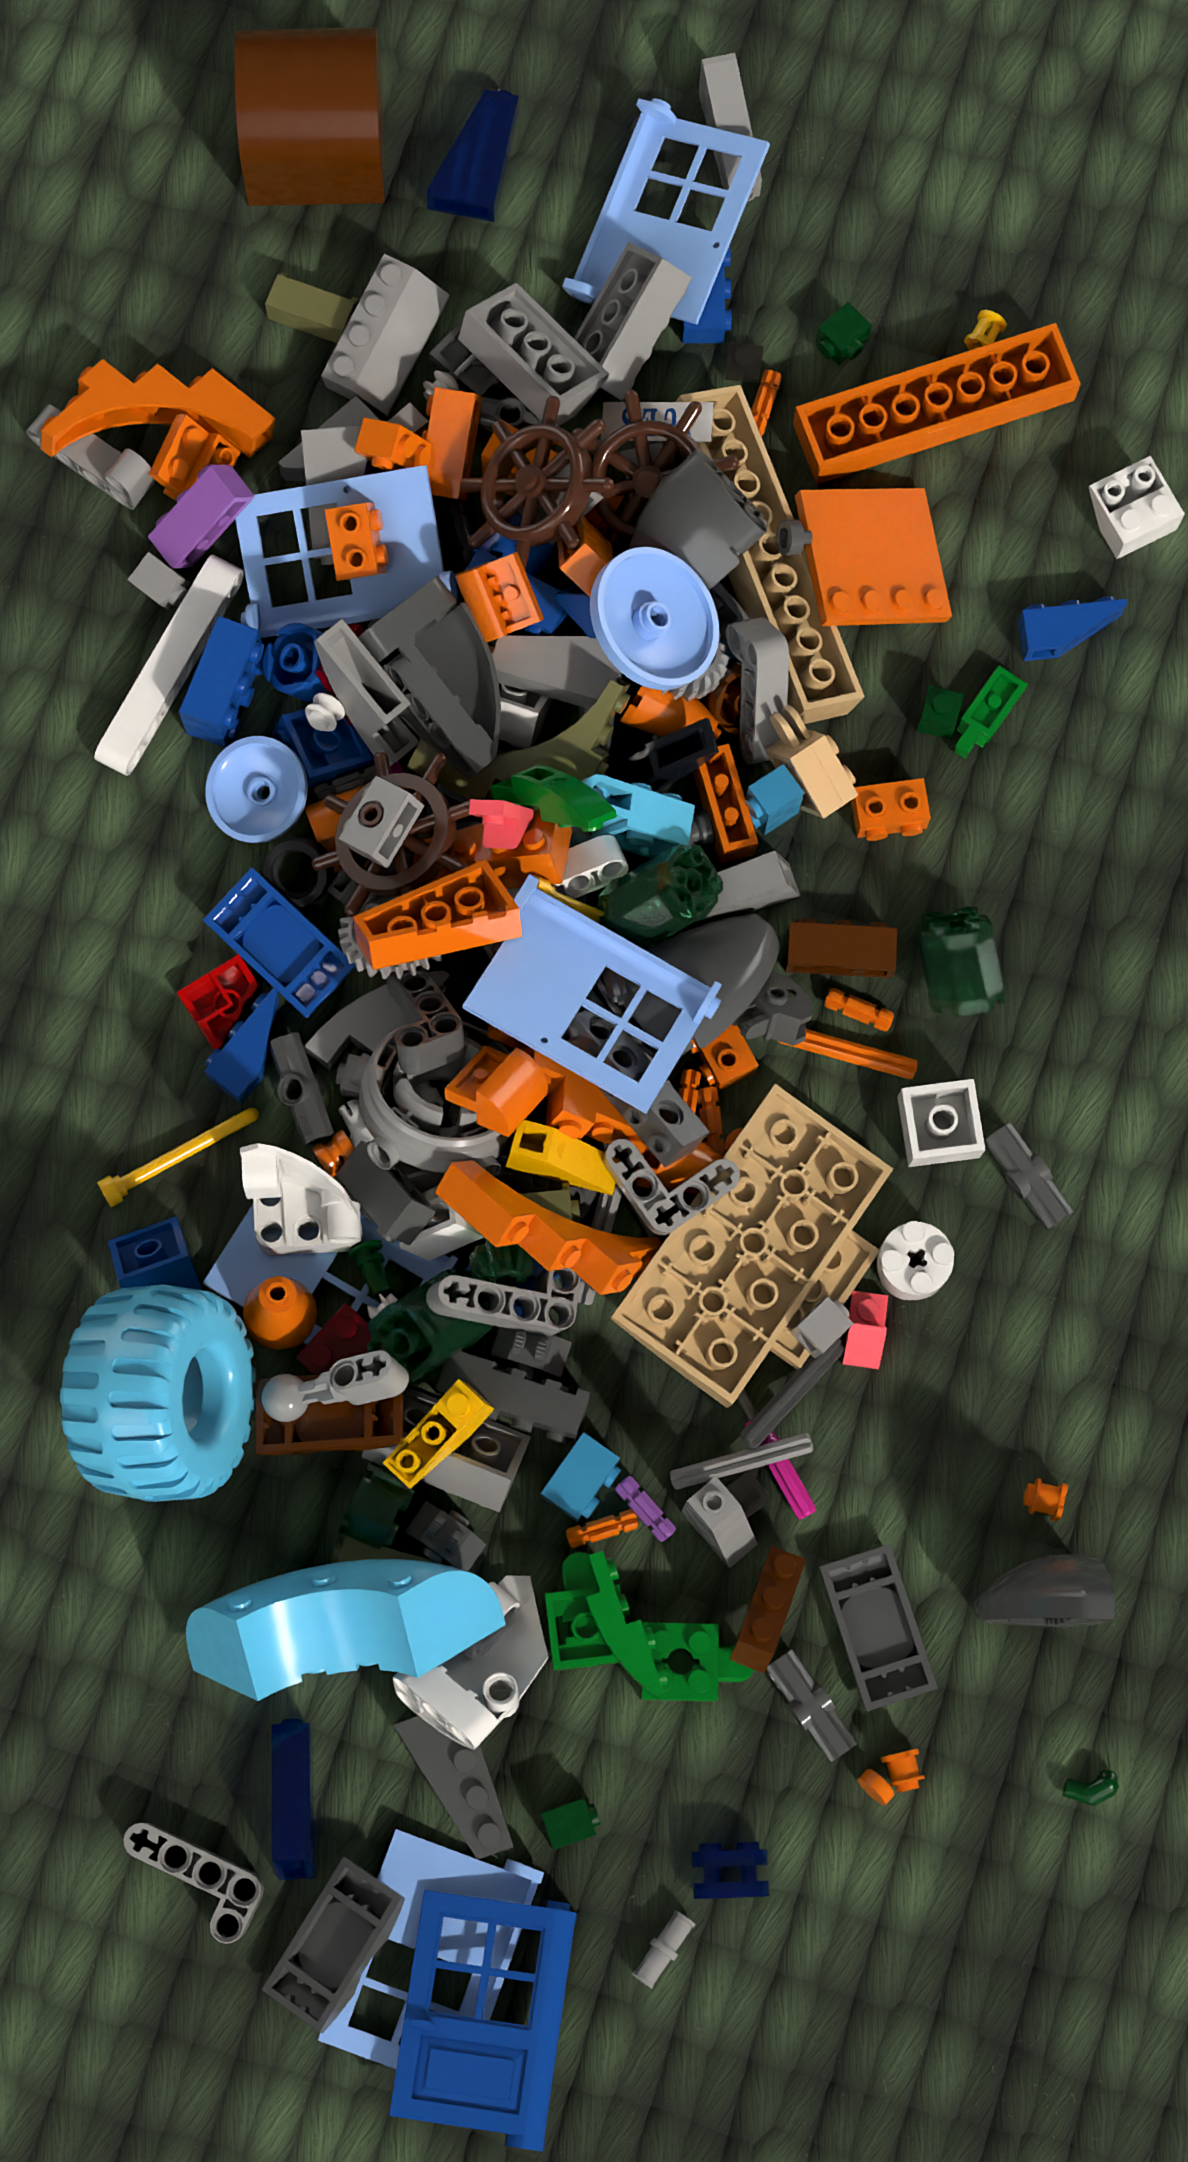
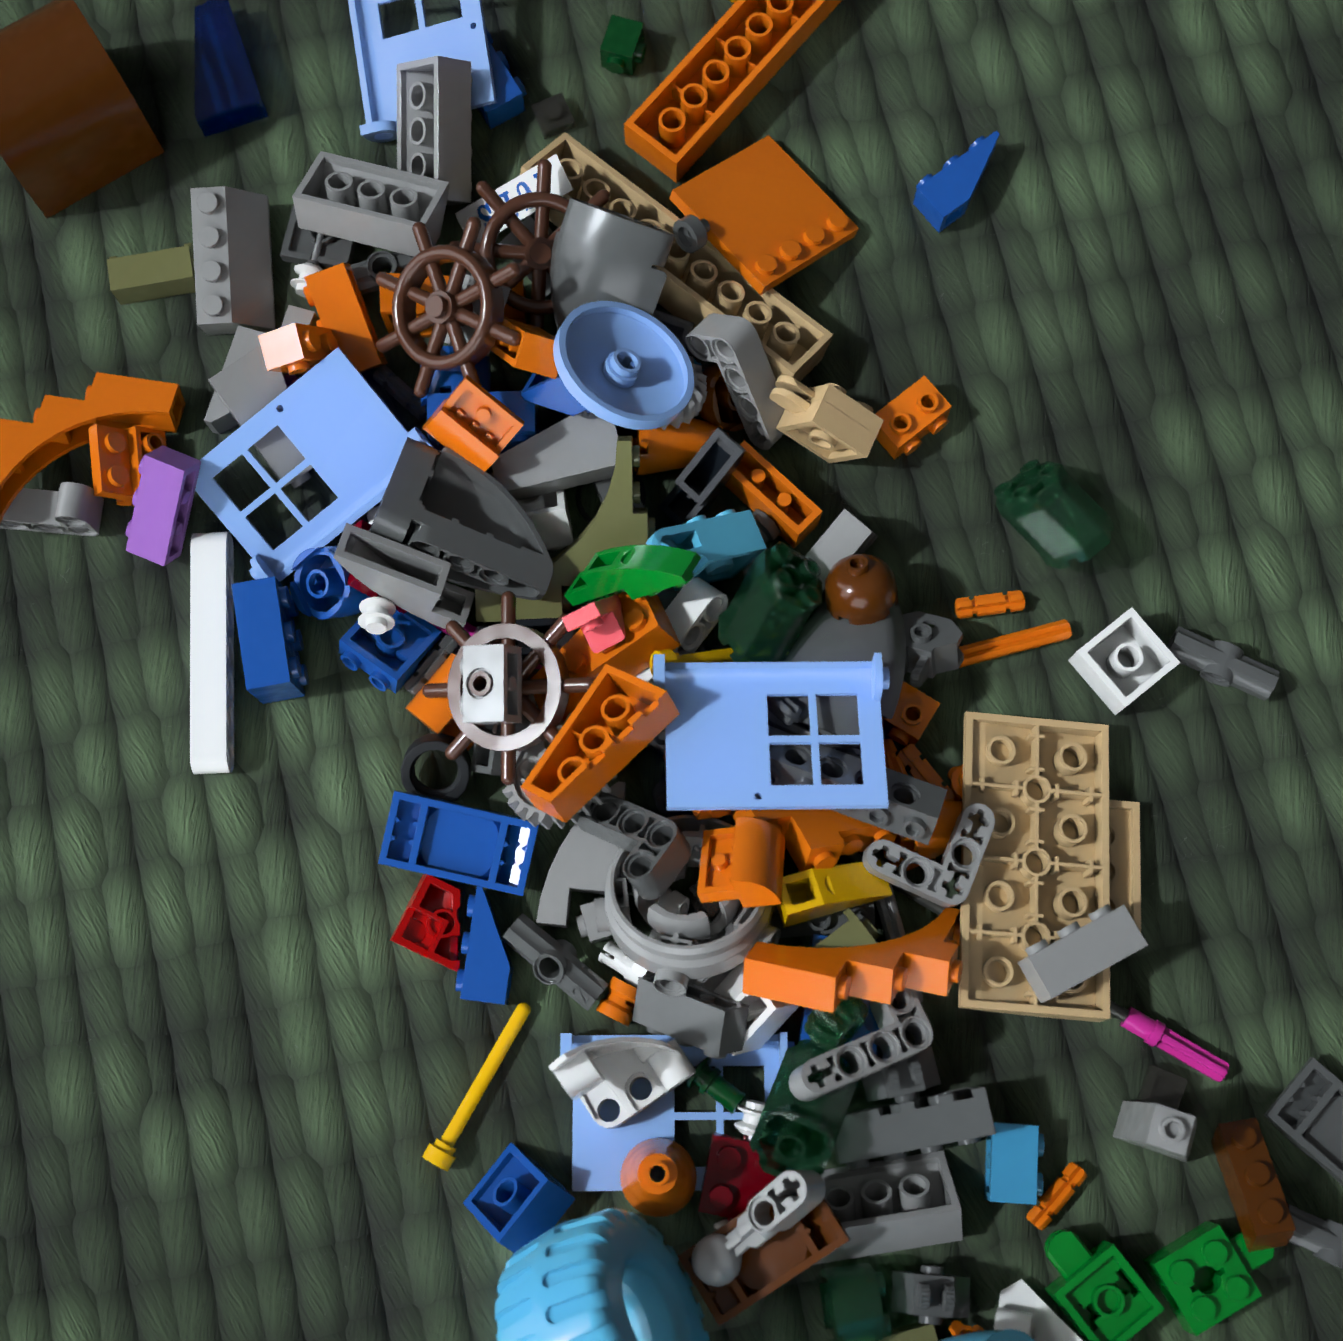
camera: 25 degrees left, 0 degrees up
(159, 581) = (159, 584): light grey brick -> none
(237, 786) = (335, 723): light blue dish -> none
(356, 541) = (315, 448): orange brick -> none
(439, 1433) = (873, 1209): yellow slope -> none
(627, 1642) = (1154, 1293): green slope -> none
(645, 1509) = (1083, 1154): medium lavender axle -> none
(740, 1333) = (1081, 952): none -> light grey brick
(741, 1461) = (1142, 1062): light grey axle -> none
(746, 927) = (860, 589): none -> reddish brown cylinder
(765, 398) = (588, 131): orange axle -> none
(773, 799) = (811, 464): dark azure brick -> none
(790, 1395) = (1146, 975): dark grey axle -> none
(822, 1326) = (1143, 898): light grey brick -> none
(841, 948) = (944, 560): reddish brown brick -> none
(867, 1335) = (1169, 880): coral slope -> none
(934, 1267) = (1191, 780): white brick -> none
(940, 712) = (900, 312): dark green brick -> none
(988, 710) = (938, 289): green hinge -> none
(1135, 507) = (953, 52): white slope -> none

